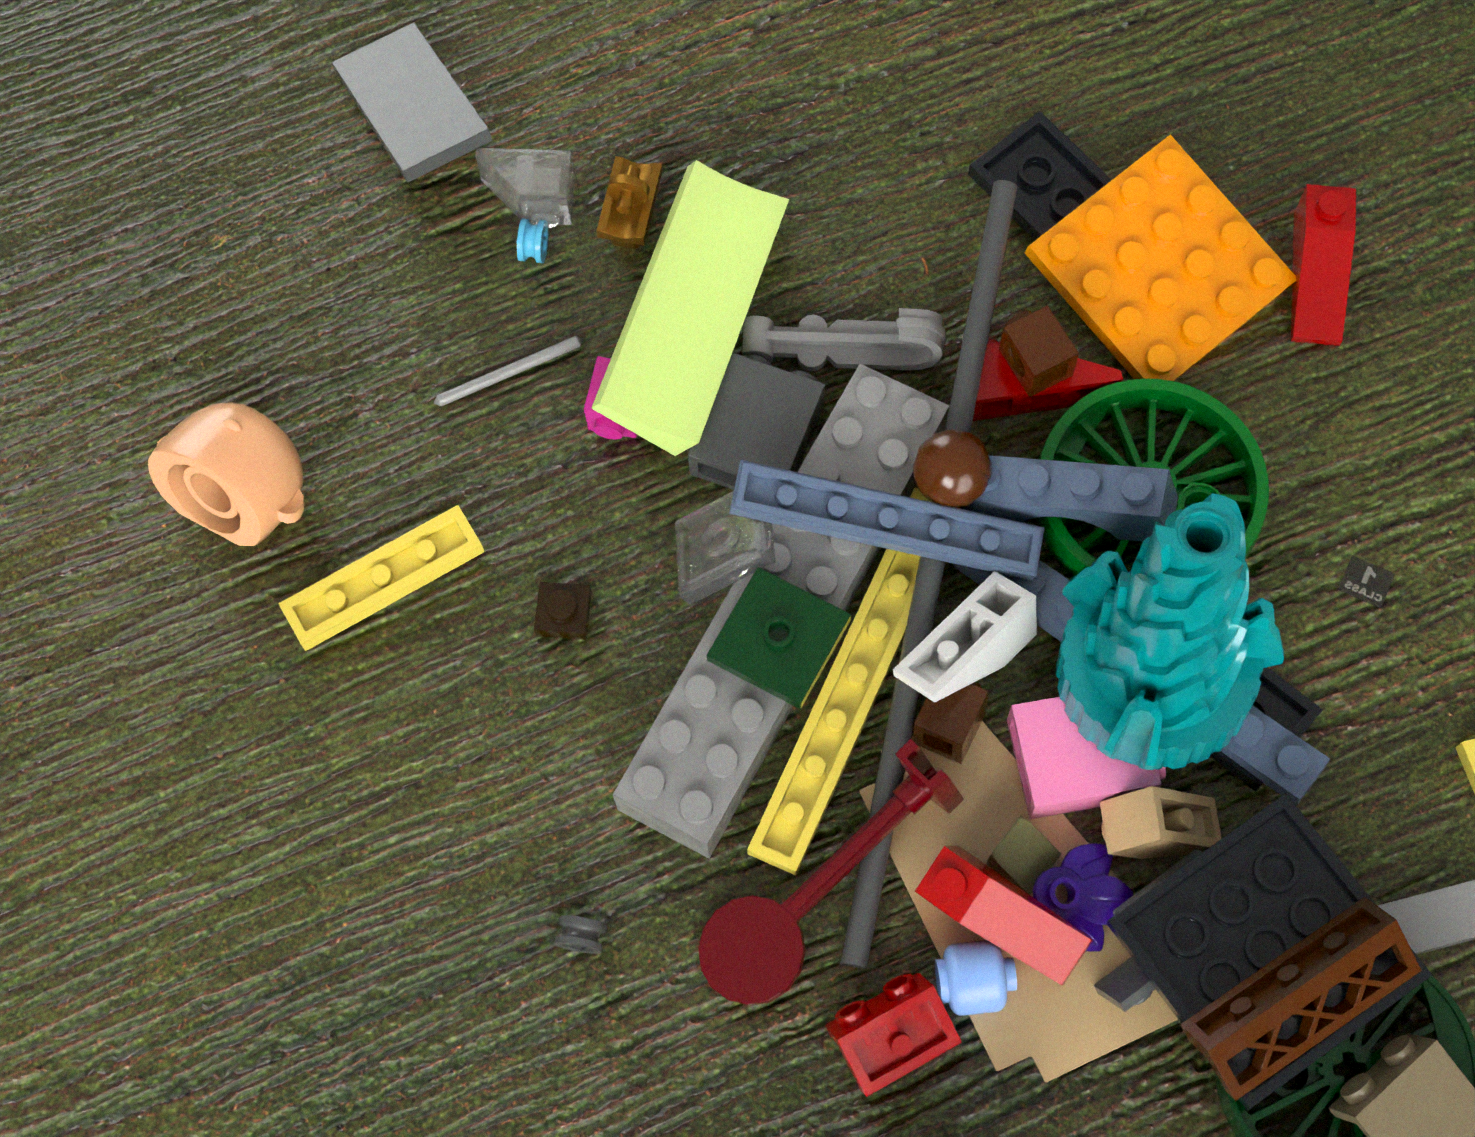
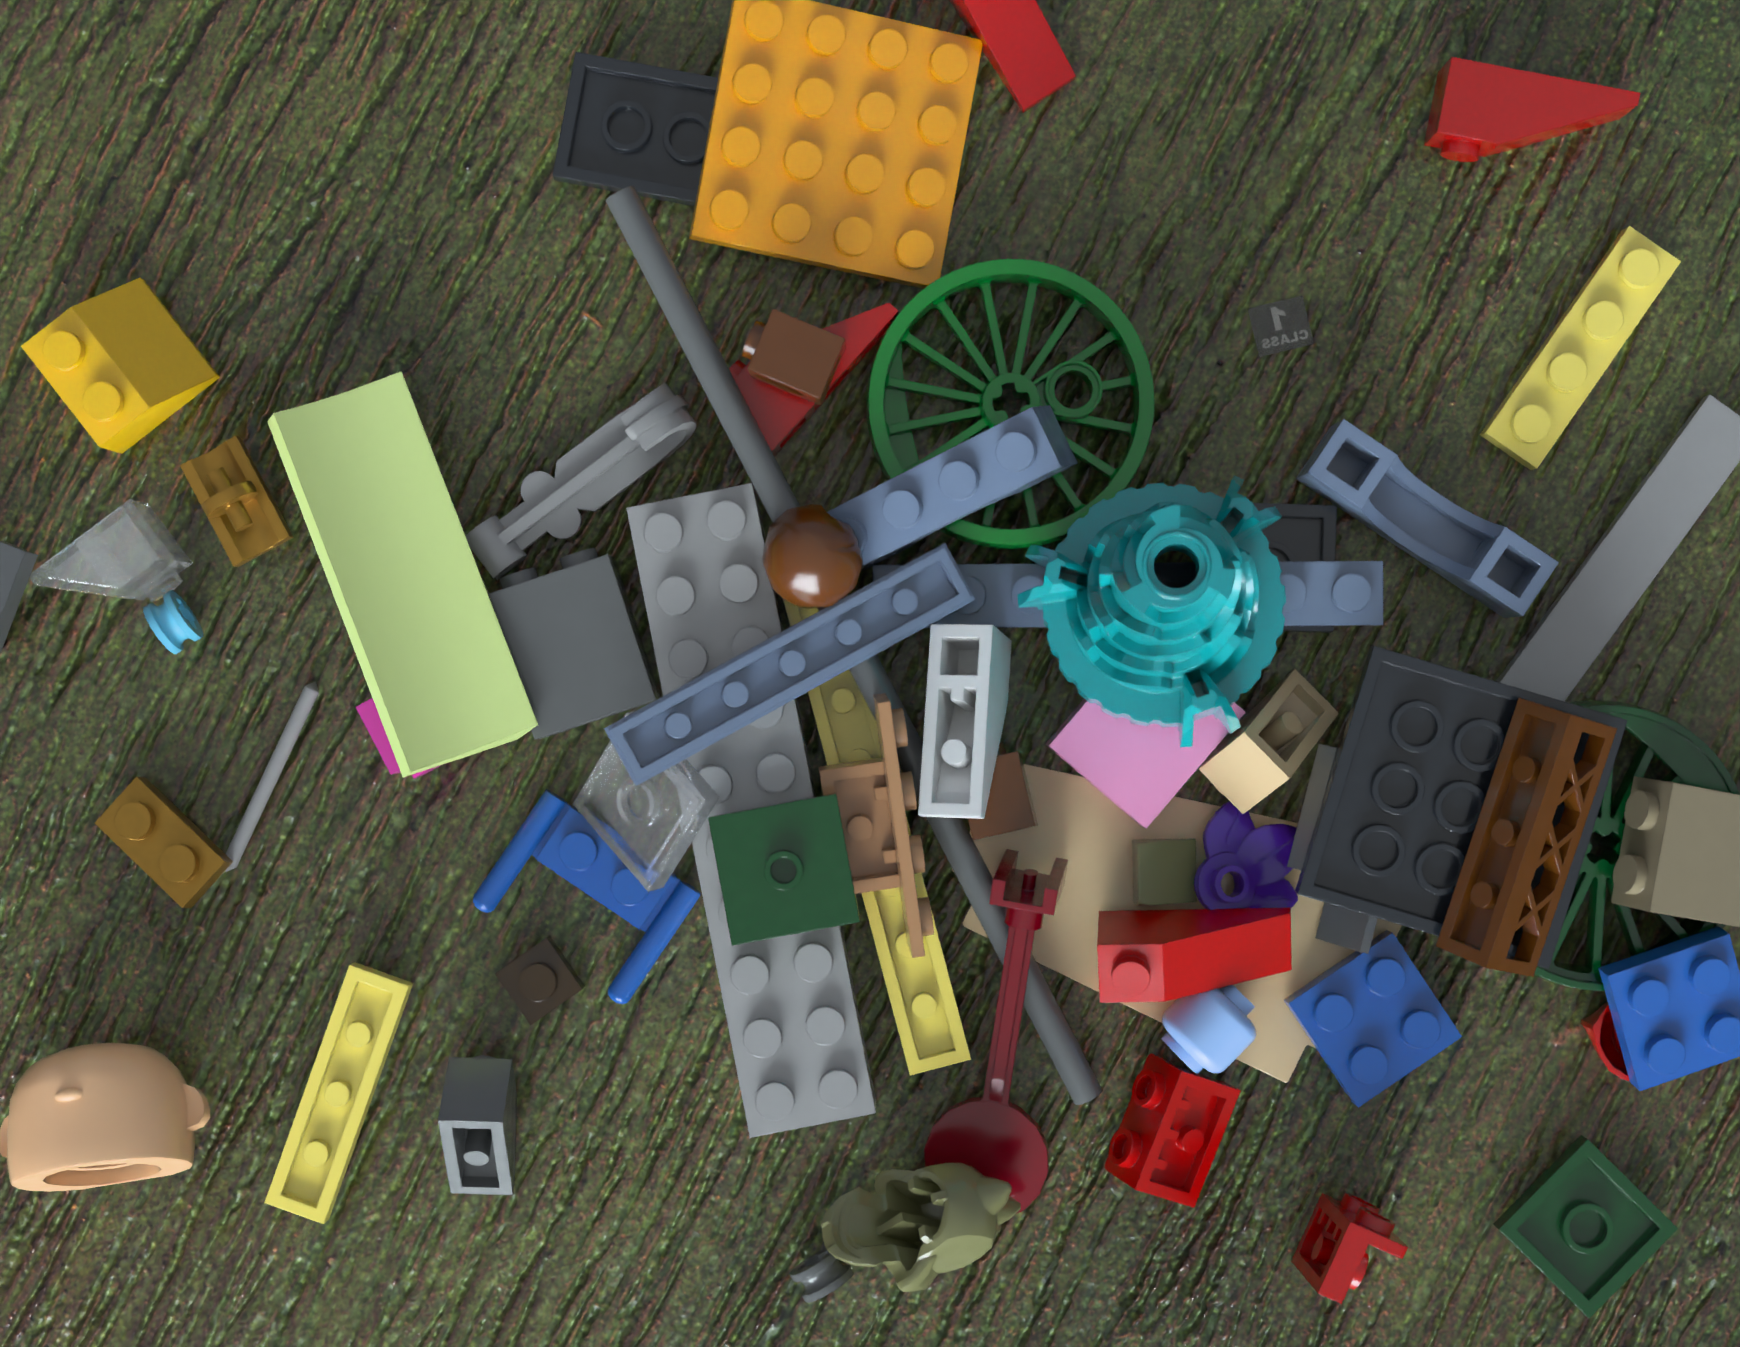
camera: 45 degrees left, 20 degrees up
(413, 357) = (163, 842): none -> pearl gold plate
(447, 663) = (479, 1125): none -> dark grey slope
(629, 87) = (120, 364): none -> yellow slope
(653, 552) = (576, 852): none -> blue plate
(679, 944) = (919, 1222): none -> olive head
(858, 662) = (874, 822): none -> medium nougat bracket
(1093, 1071) = (1373, 1018): none -> blue plate
(1356, 712) = (1390, 500): none -> sand blue arch

